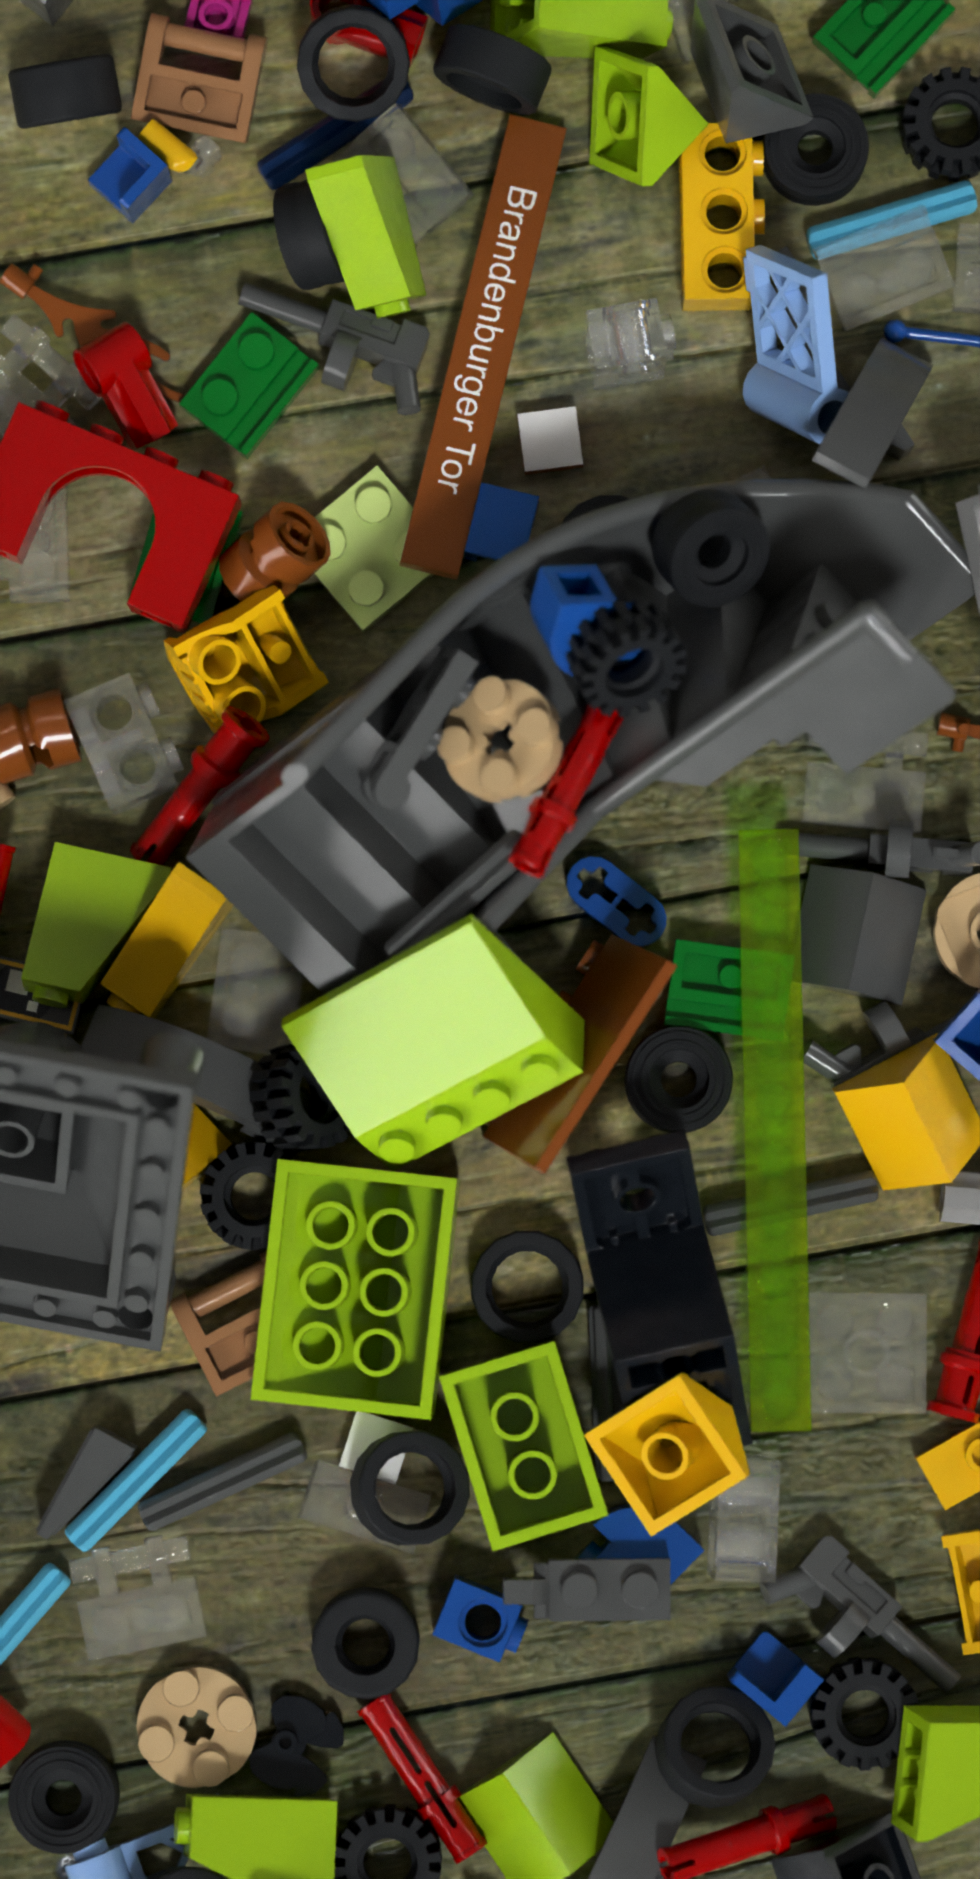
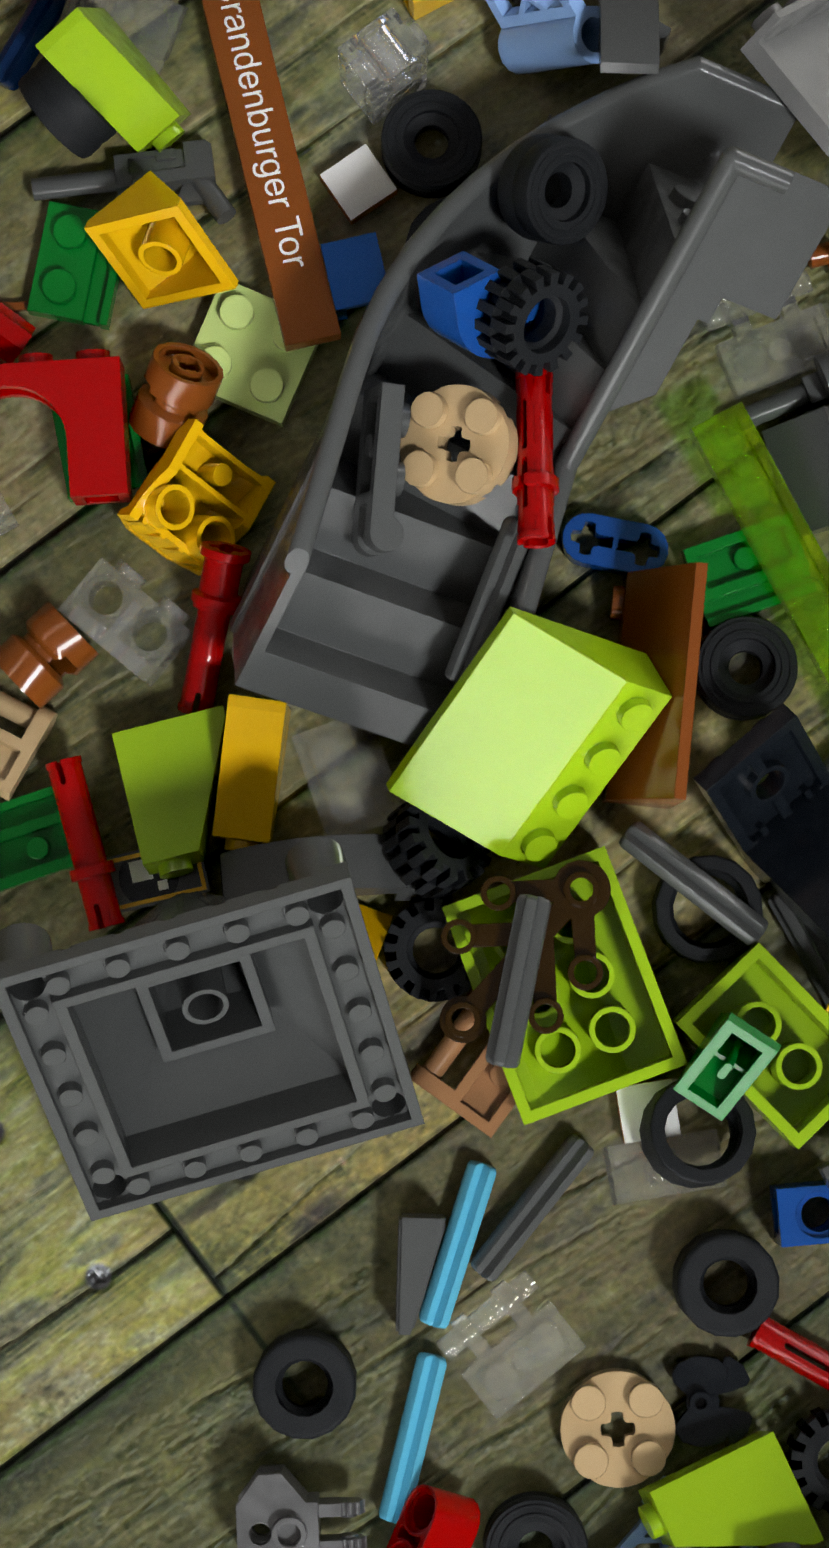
camera: 30 degrees left, 0 degrees up
(310, 1262) = (518, 981): none -> dark grey axle
(328, 408) = (158, 246): none -> yellow slope
(341, 1234) = (498, 934): none -> dark brown plant
(460, 1438) = (725, 1065): none -> green slope
(523, 1255) = (693, 883): none -> dark grey axle
(643, 404) = (423, 112): none -> black tyre

